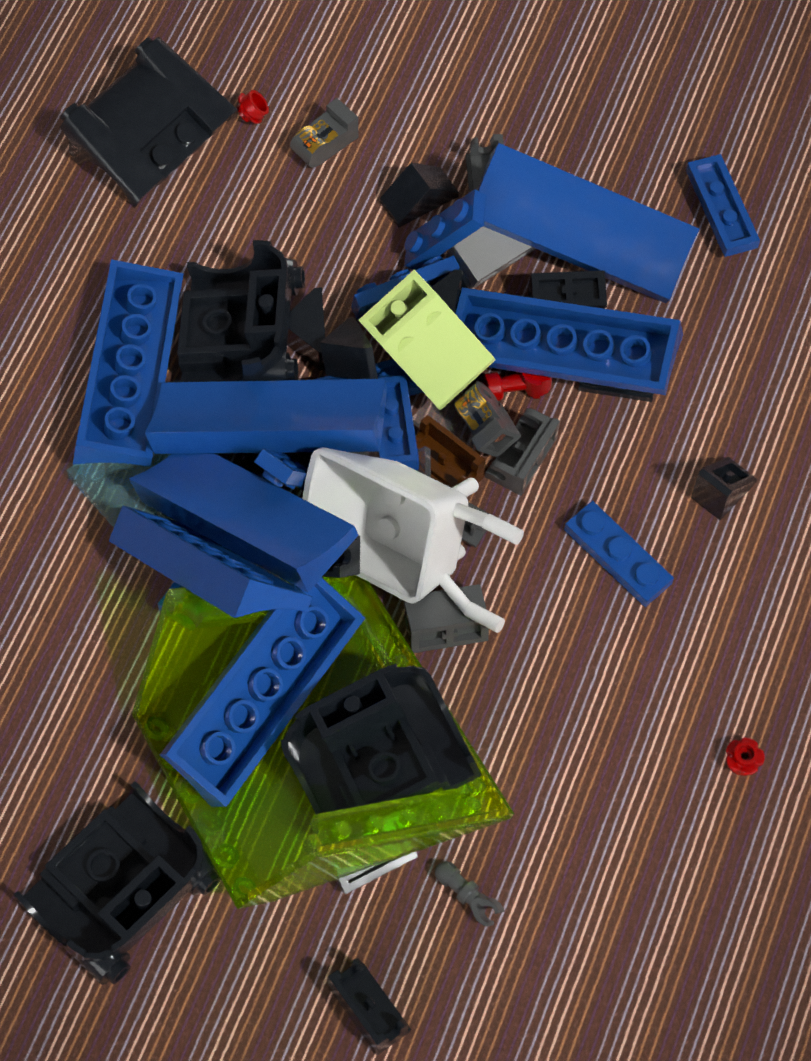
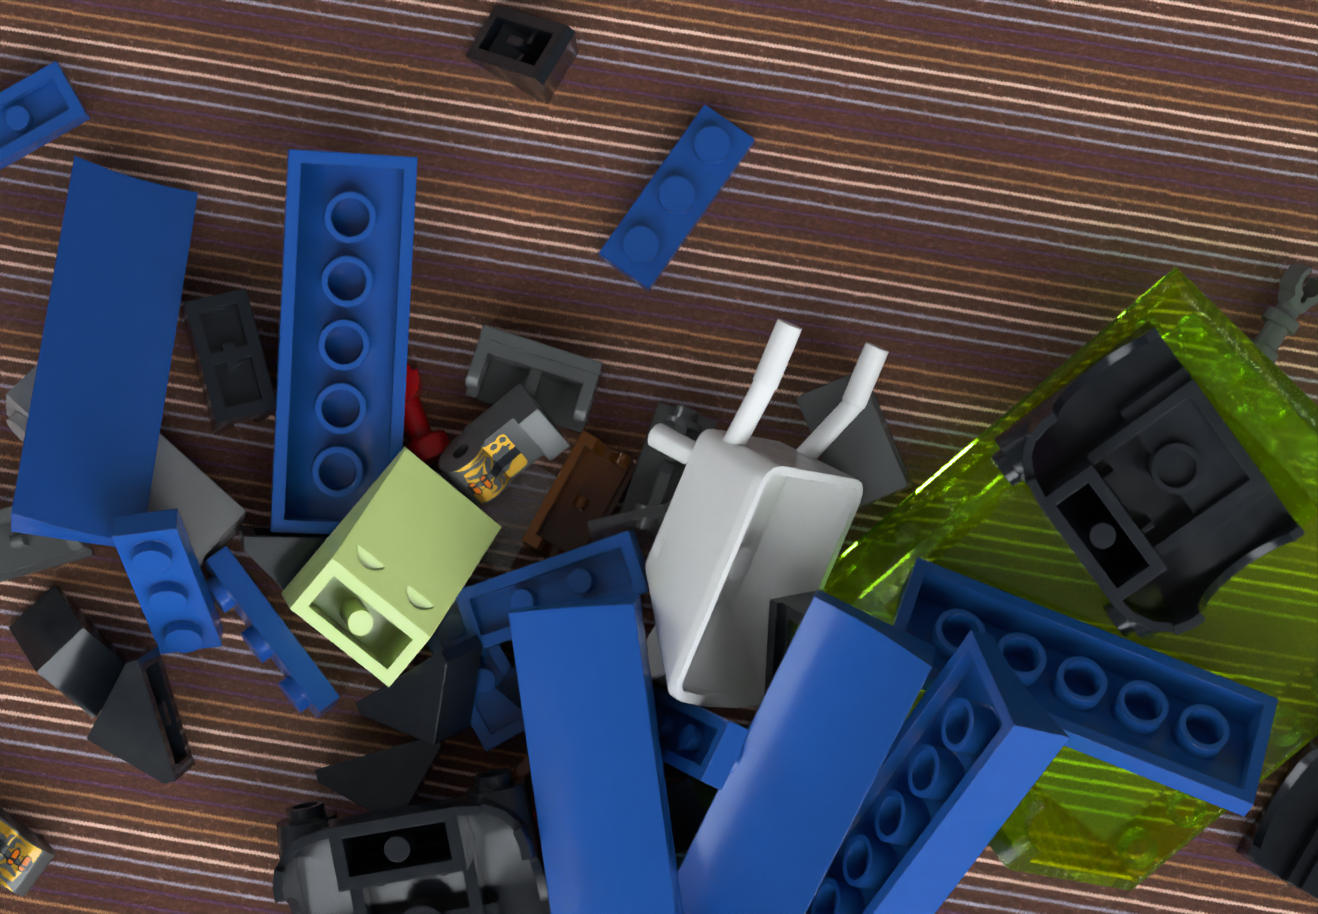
camera: 100 degrees left, 20 degrees up
(371, 216) = (143, 721): none -> black slope

